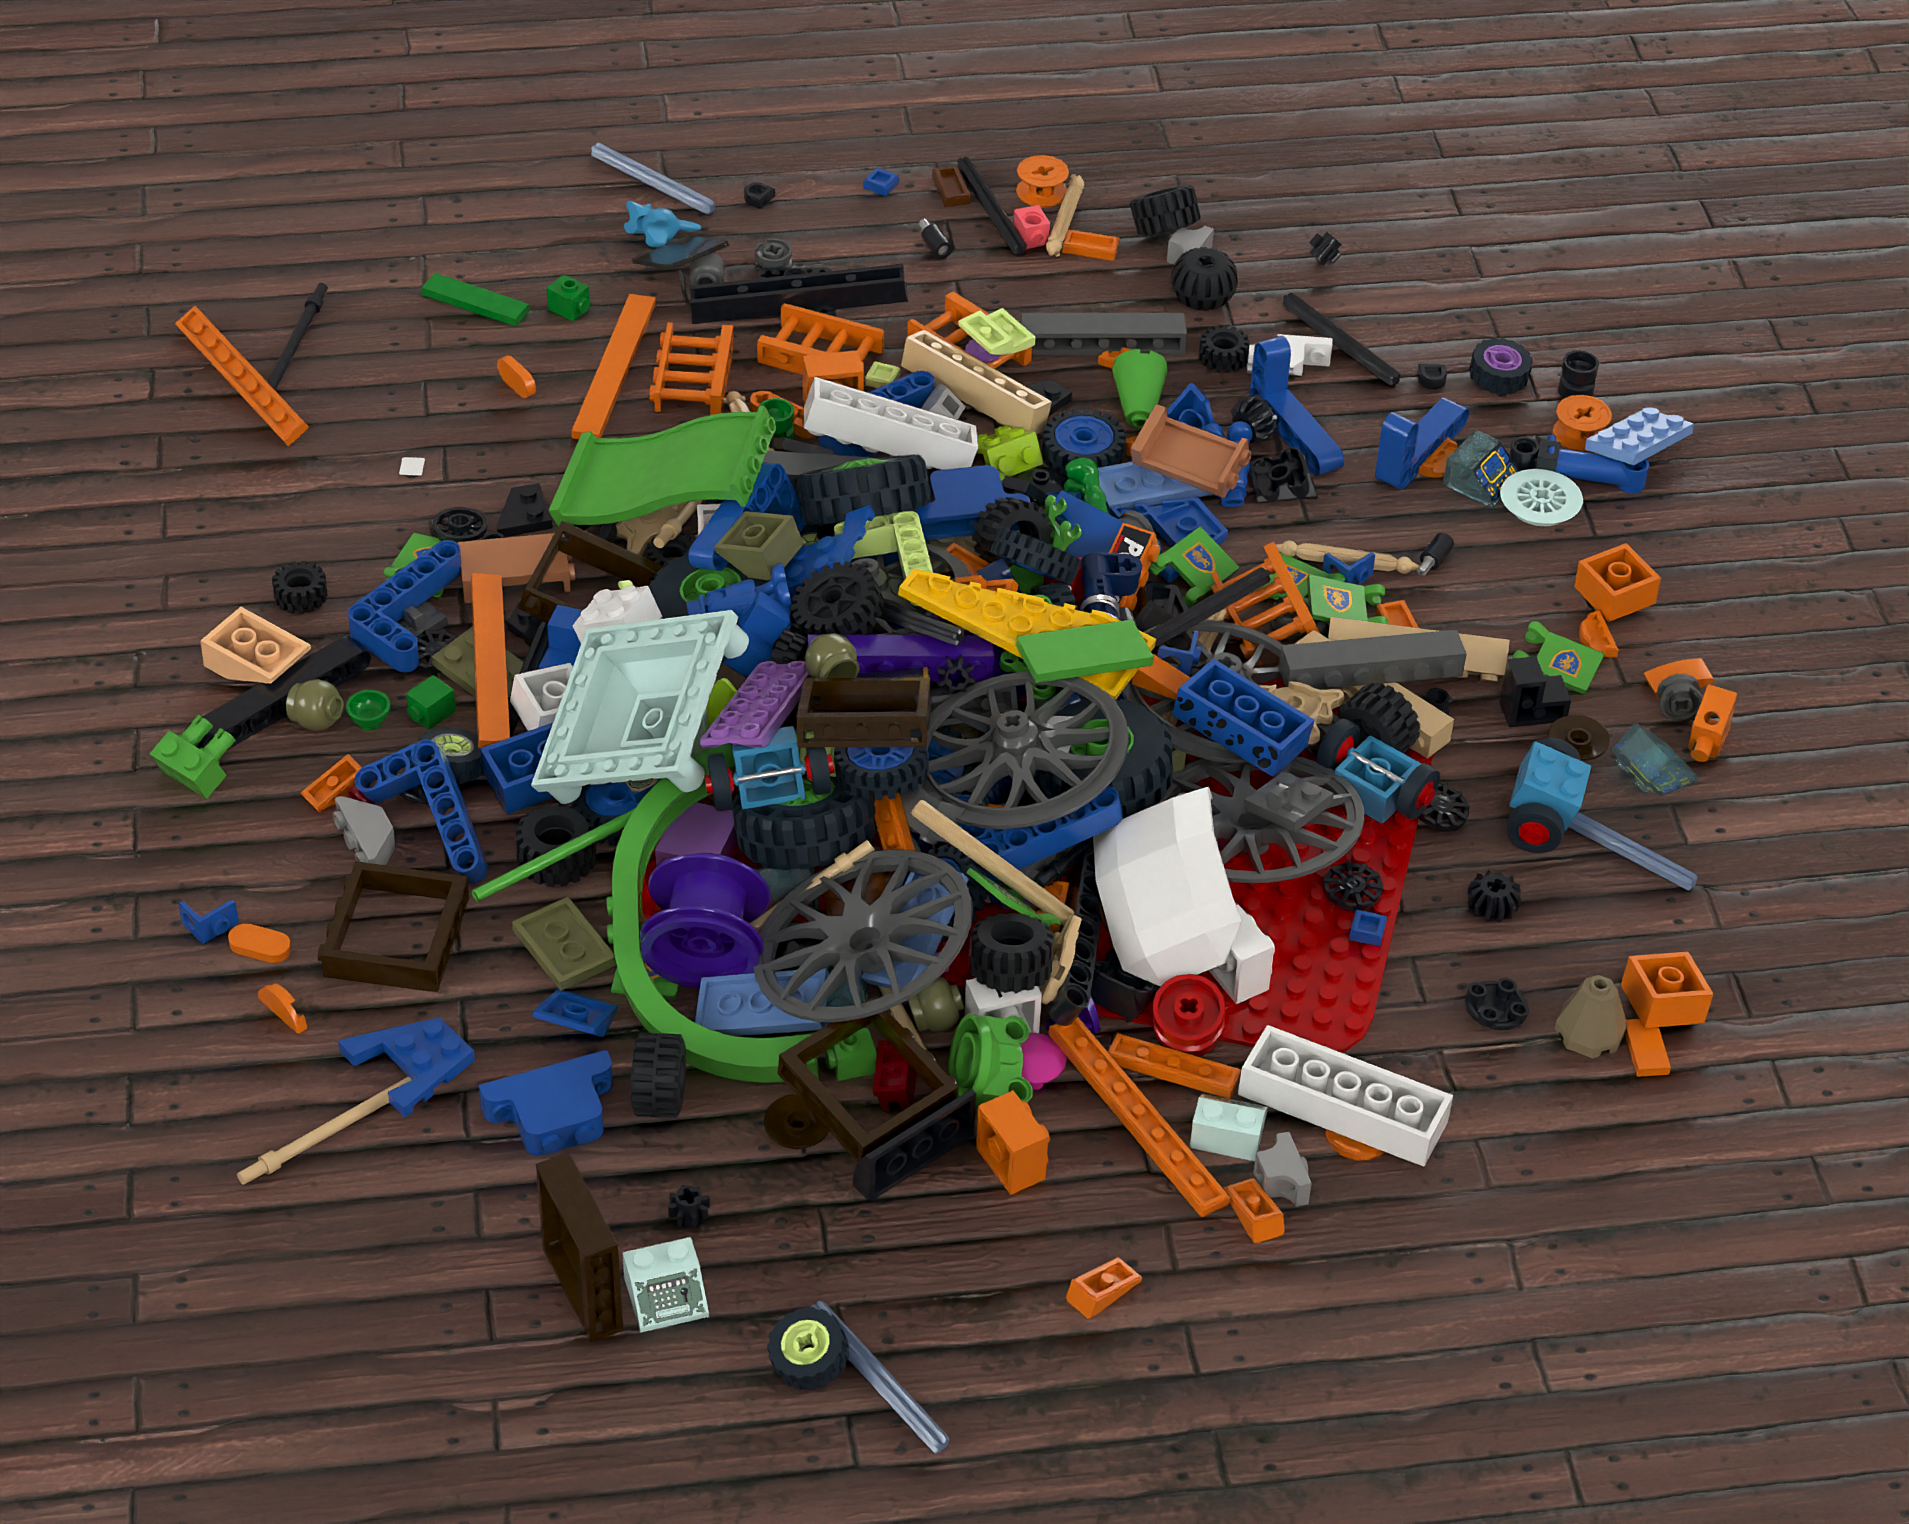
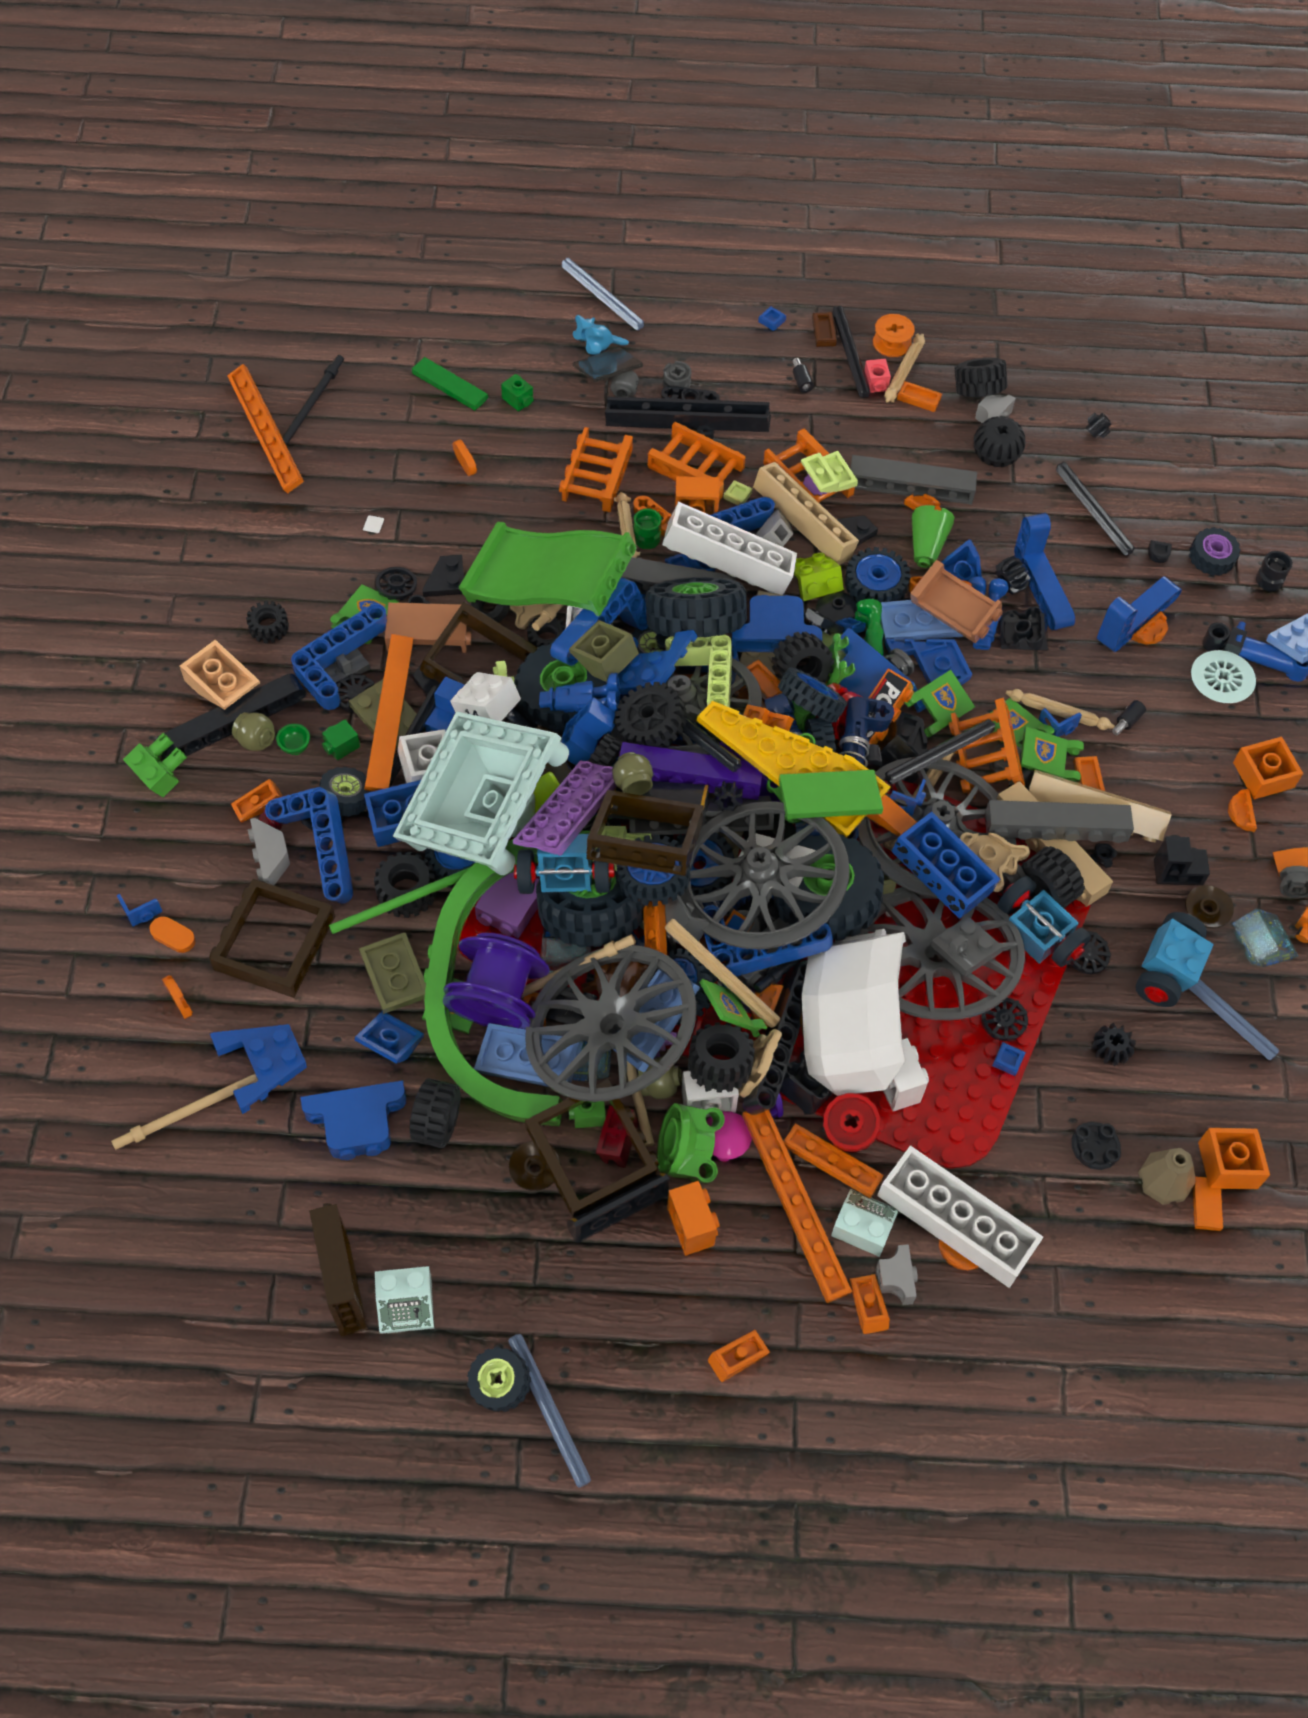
camera: 10 degrees right, 15 degrees up
(614, 366) = (538, 458): orange tile -> none
(688, 1206) = (433, 1222): black gear -> none
(758, 194) = (678, 318): black tile -> none
(790, 445) = (656, 554): black wing -> none
(1223, 348) = (1006, 497): black tyre -> none
(1304, 351) = (1059, 516): white plate -> none
(1479, 468) = (1180, 644): clear light blue slope -> none
(1563, 657) = (1209, 829): bright green flag -> none
(1580, 419) = (1268, 612): orange piece -> none

